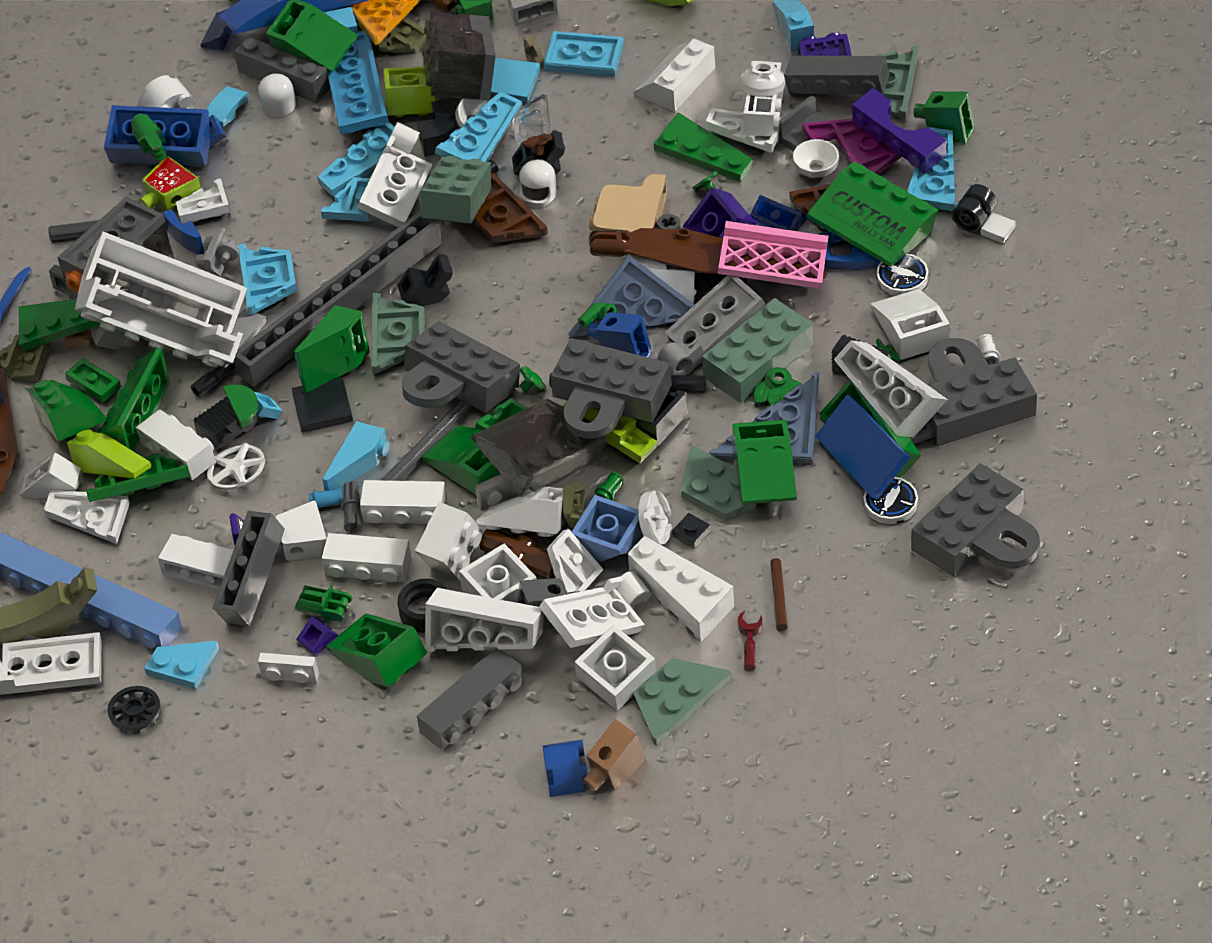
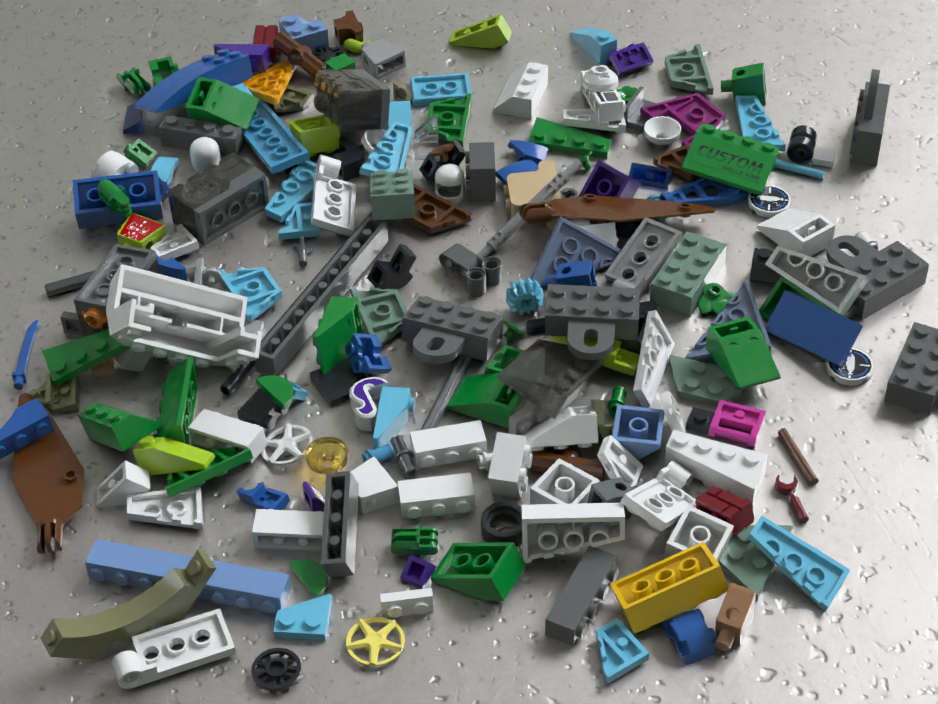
camera: 20 degrees left, 5 degrees down
(93, 380) = (130, 398): green plate -> none
(191, 522) = (264, 498): none -> blue slope
(205, 618) = (311, 576): none -> green tile
(206, 79) = (140, 153): none -> green bracket
(243, 700) = (375, 641): none -> light yellow wheel
(269, 155) = (219, 198): none -> piece
(269, 481) = (327, 449): none -> clear yellow piece
(331, 428) = (362, 399): none -> white animal
(341, 239) = (302, 252): none -> dark grey bar
(355, 380) = (365, 355): none -> blue cylinder
(483, 765) = (619, 650): none -> medium azure wing
(518, 298) = (472, 269): none -> dark grey piece
(553, 340) = (524, 296): none -> medium azure gear
(557, 710) = (669, 587): none -> yellow slope
(575, 96) = (451, 118): none -> green wing
(576, 176) = (481, 171): none -> dark grey brick
(596, 312) = (547, 266): green arm -> none
(624, 225) = (516, 221): none -> light grey axle
(625, 177) = (517, 167): none -> blue slope
(649, 156) = (528, 150): none -> blue slope
(662, 638) = (726, 507): none -> dark red brick
(667, 446) = (653, 359): none -> white wing
(717, 715) = (805, 565): none -> medium azure wing
(732, 535) = (738, 417): none -> dark pink plate
(774, 244) = (677, 191): bright pink fence -> none
(795, 98) = (627, 93): none -> green plant
(836, 74) = (652, 69): dark grey brick -> none
(919, 147) = (742, 108): dark purple arch -> none
(960, 239) = (800, 169): none -> medium azure bar
(1073, 186) = (869, 121): none -> dark grey brick

